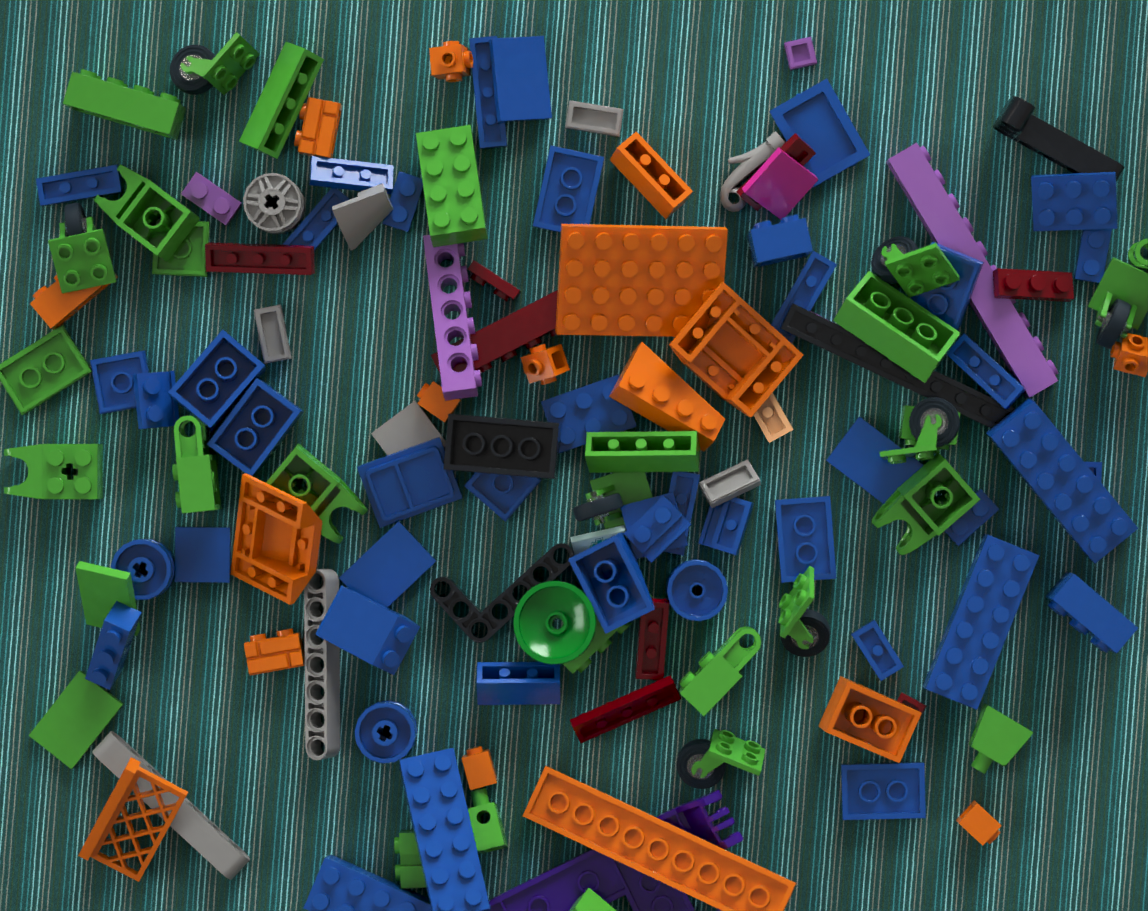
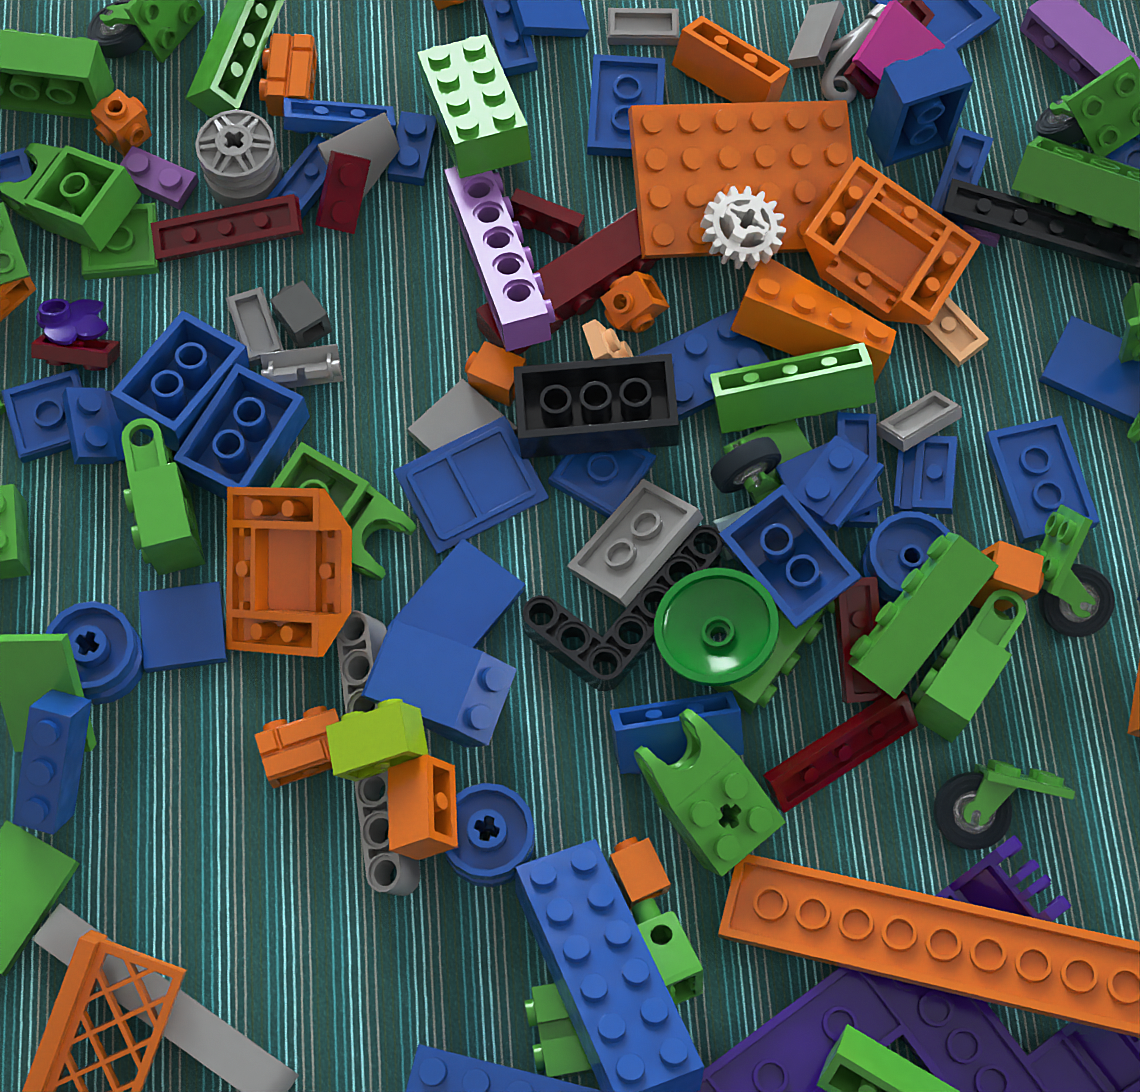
camera: 15 degrees left, 20 degrees down
(144, 337) = (92, 354): none -> dark red plate
(145, 316) = (67, 321): none -> dark purple plate
(196, 161) = (121, 122): none -> orange brick
(305, 333) = (301, 314): none -> dark grey brick
(311, 375) = (302, 366): none -> light grey hinge
(321, 668) = (376, 739): none -> lime brick
(345, 715) = (422, 807): none -> orange brick
(346, 242) = (342, 192): none -> dark red plate
(514, 546) = (635, 542): none -> light grey plate
(519, 402) = (604, 342): none -> light nougat plate
(532, 734) = (697, 789): none -> bright green brick
(635, 319) = (725, 222): none -> white gear
(691, 637) = (922, 613): none -> bright green brick
(724, 150) = (816, 34): none -> light grey tile
(753, 614) = (1017, 571): none -> orange brick

